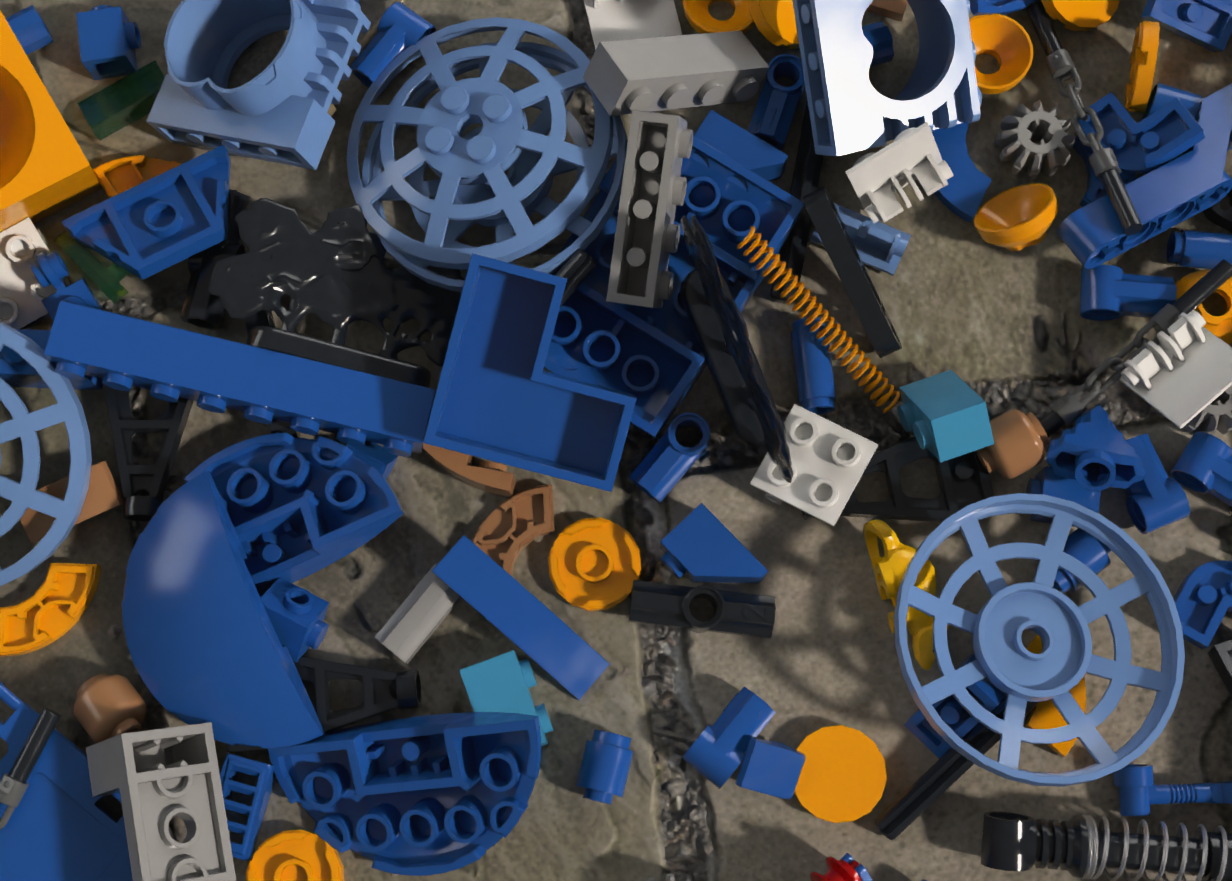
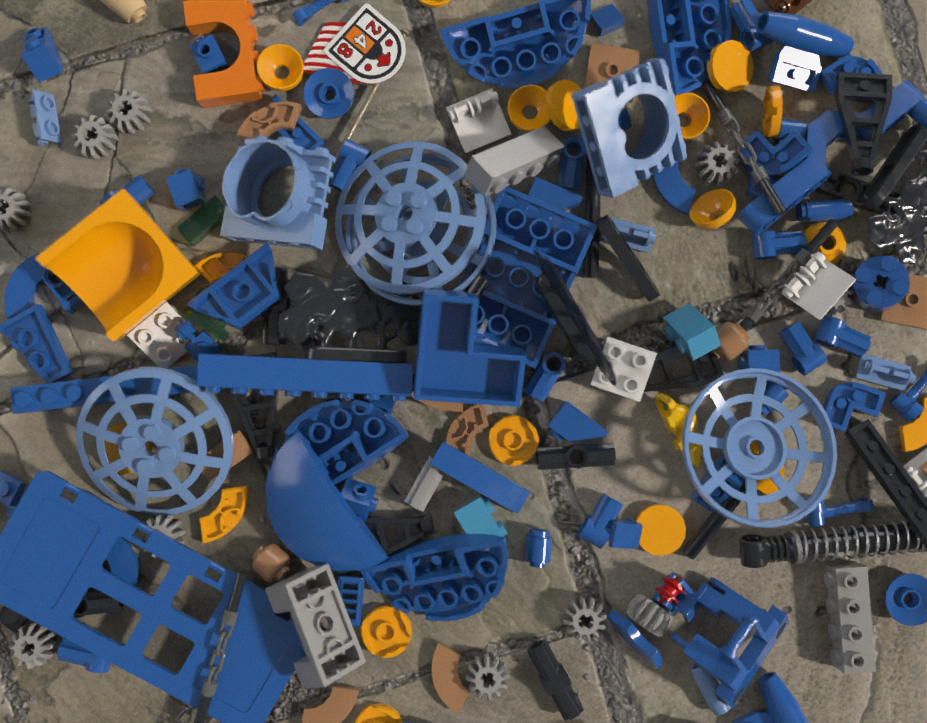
camera: 10 degrees left, 10 degrees up
(648, 209) = (512, 246): light grey brick -> none
(776, 263) = (611, 288): light orange piece -> none
(813, 368) = (613, 312): blue piece -> none
(884, 172) = (652, 186): white hinge -> none
(1095, 454) = (774, 339): blue rock -> none

